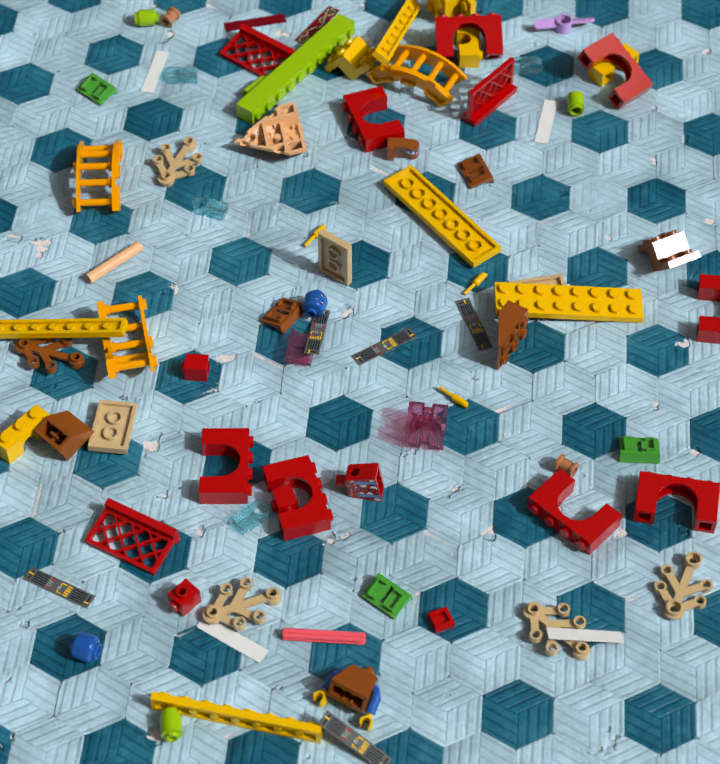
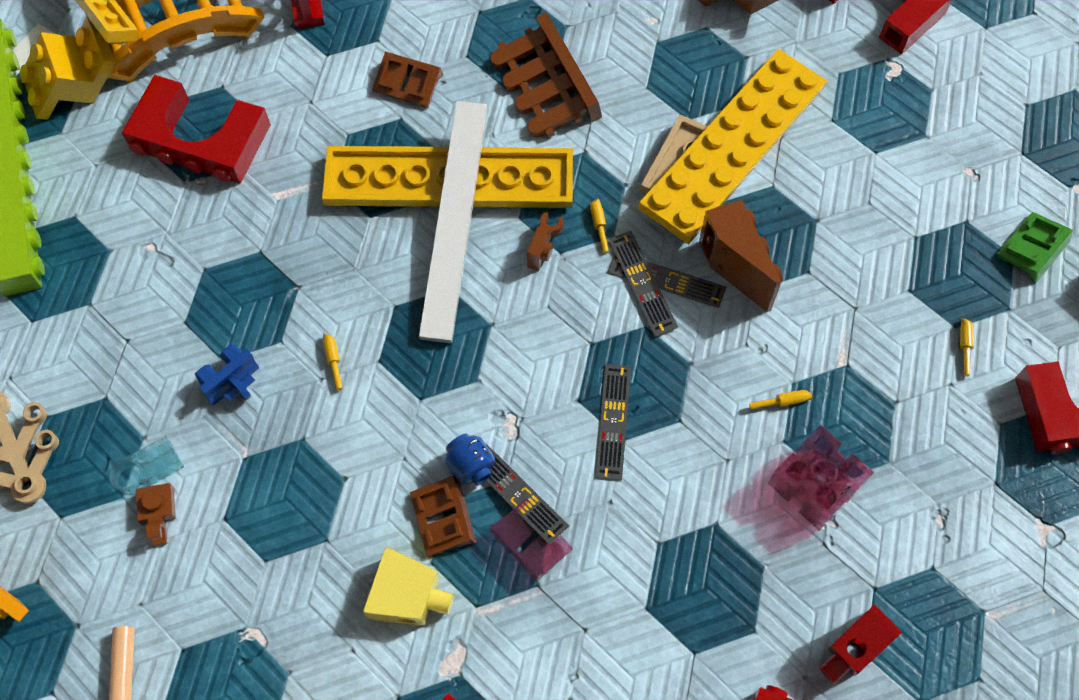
camera: 50 degrees left, 15 degrees up
(196, 222) = (154, 508): none -> dark orange plate
(237, 319) = (405, 591): none -> light yellow torso
(273, 206) = (231, 379): none -> blue hips
(277, 133) = (105, 269): light nougat wedge -> none
(335, 257) = (424, 369): tan plate -> none
(402, 148) = (284, 134): dark orange leg -> none
(419, 228) = (453, 223): none -> white tile
(441, 266) = (540, 246): none -> dark orange plate
(462, 316) = (643, 283): none -> dark grey sticker
(536, 225) = (558, 85): none -> dark orange fence
(555, 450) = (966, 343): none -> yellow piece
(566, 465) = (1011, 352): nougat bush -> none

